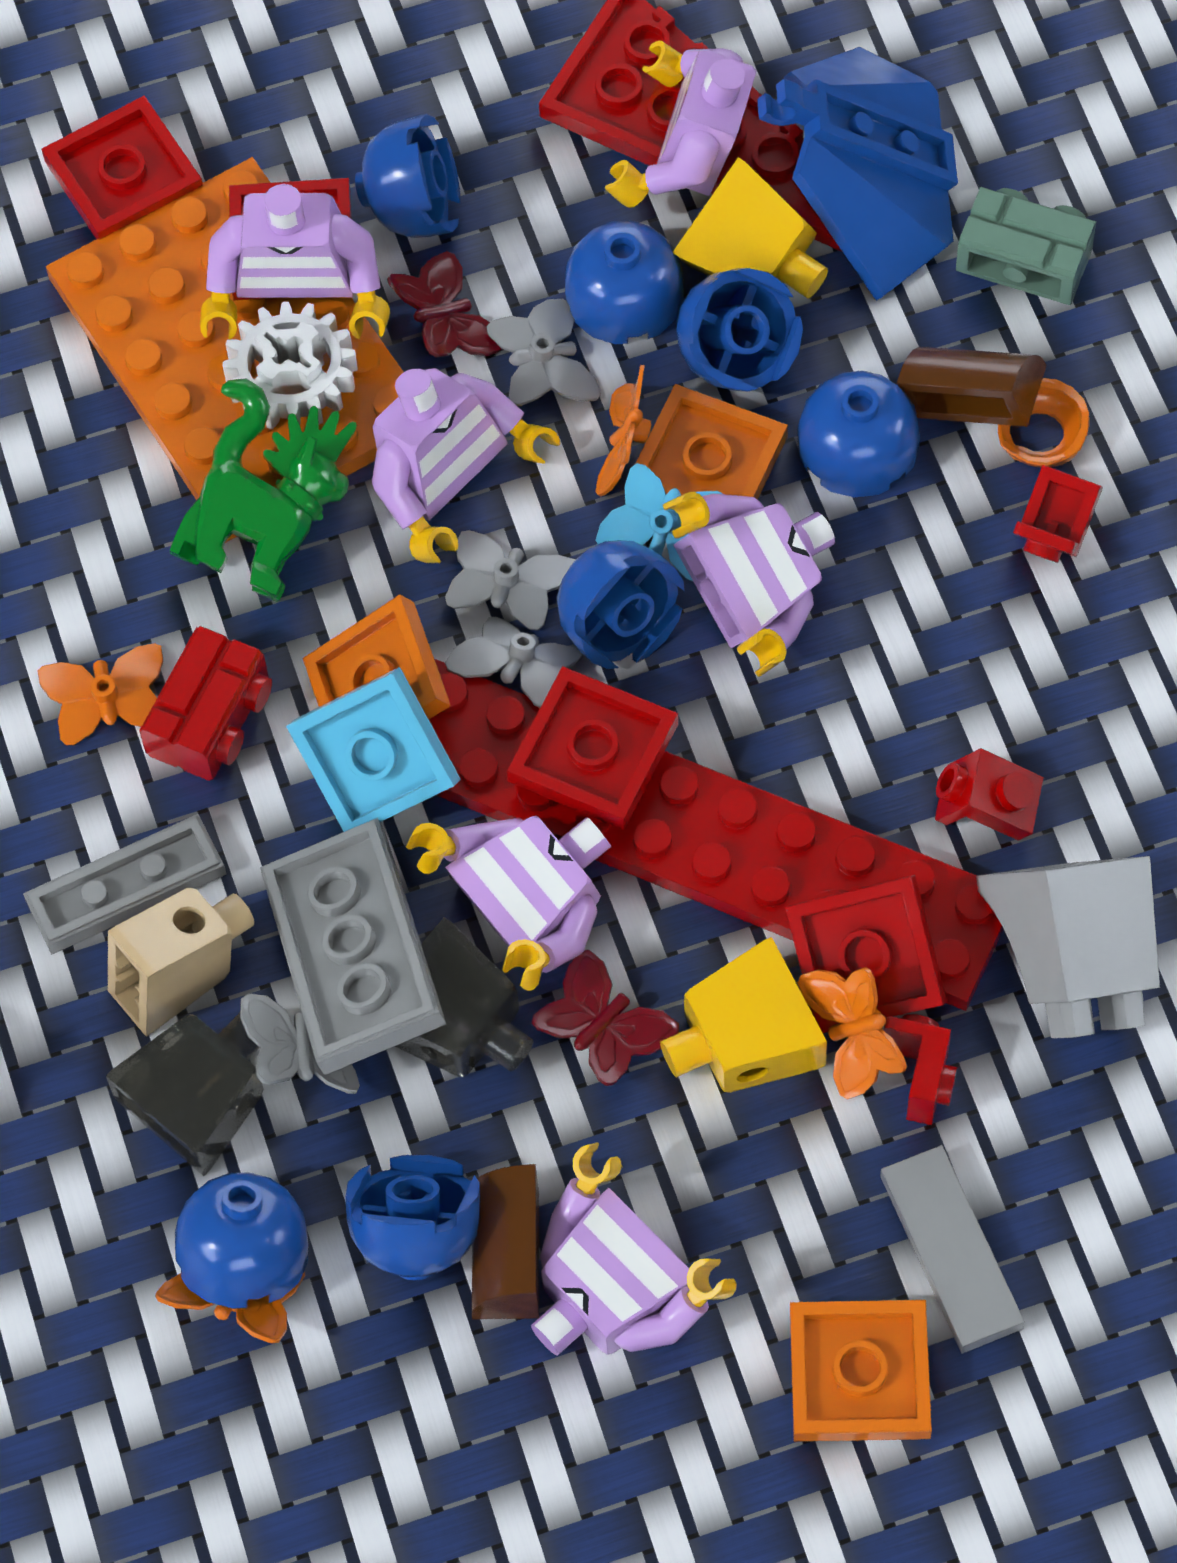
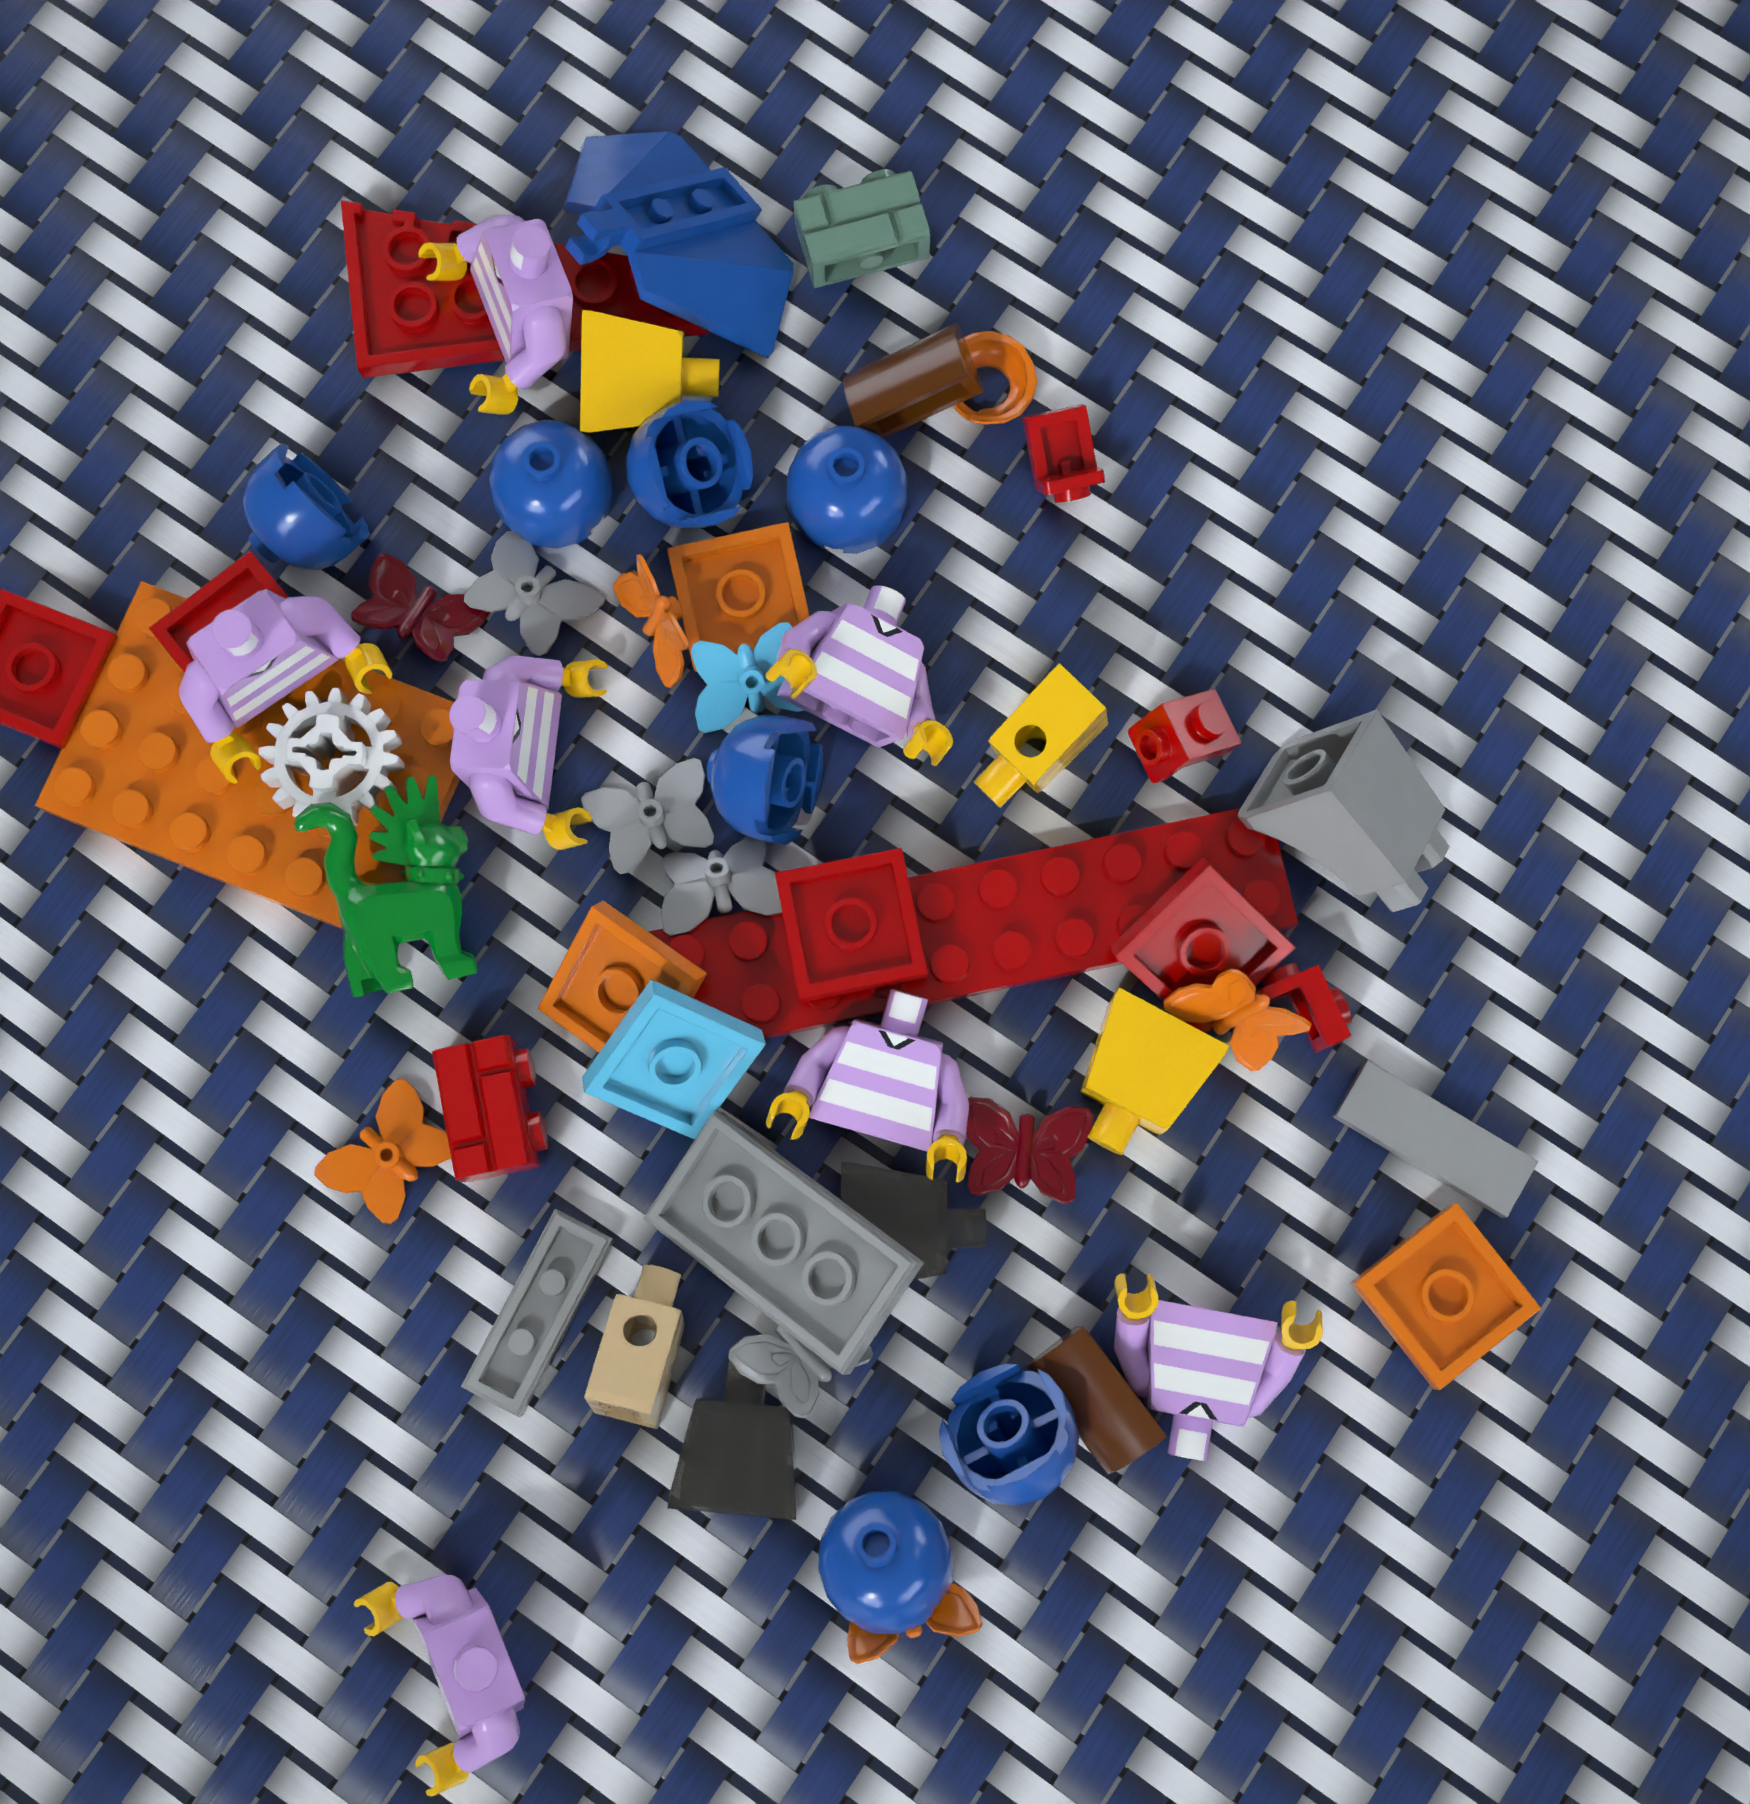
camera: 40 degrees left, 15 degrees up
(864, 712) = (1055, 712): none -> yellow torso

